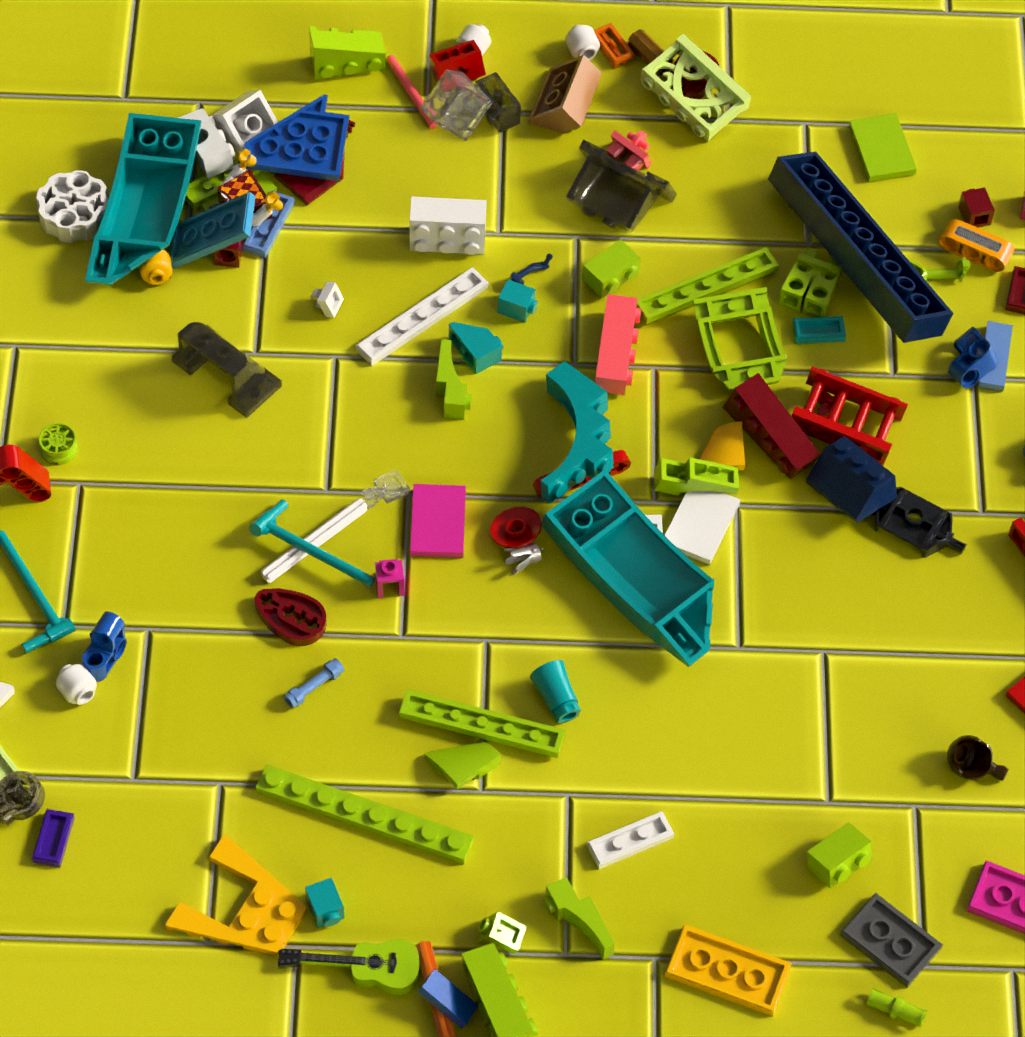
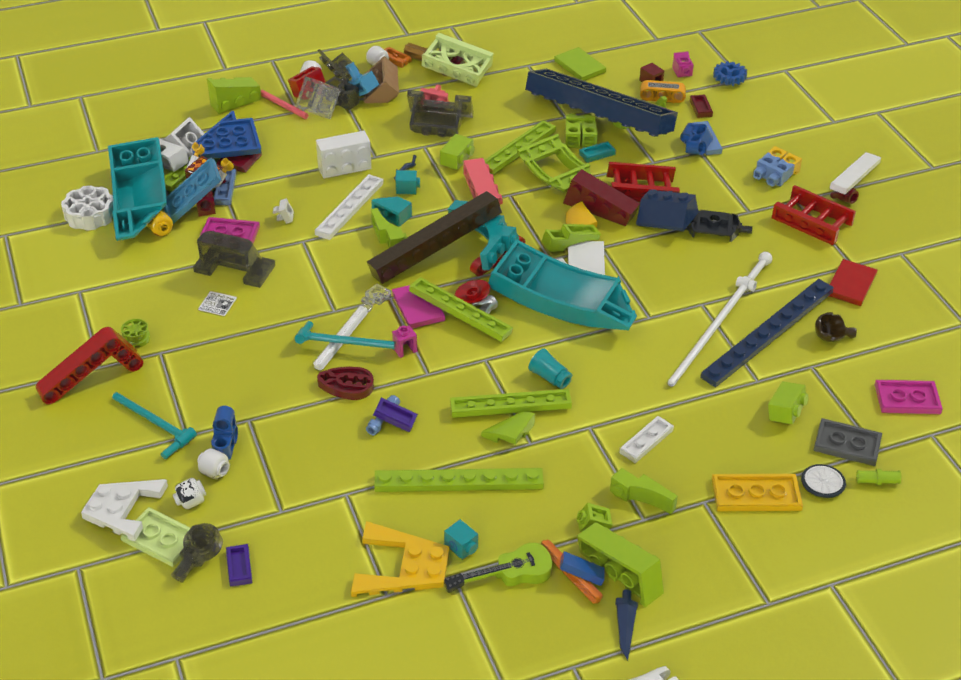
camera: 20 degrees left, 15 degrees down
(32, 717) = (189, 493): none -> white head
(181, 426) = (217, 303): none -> sticker
(242, 309) = (233, 227): none -> dark pink tile
(327, 689) = (395, 414): none -> dark purple tile
(486, 552) = (461, 309): none -> lime plate
(501, 423) = (434, 237): none -> dark brown brick
(522, 45) = (337, 65): none -> clear smoke bracket
(532, 95) = (365, 82): none -> dark azure brick
(823, 986) = (823, 481): none -> white wheel
(884, 731) = (766, 333): none -> dark blue plate
(899, 641) = (745, 284): none -> white bar

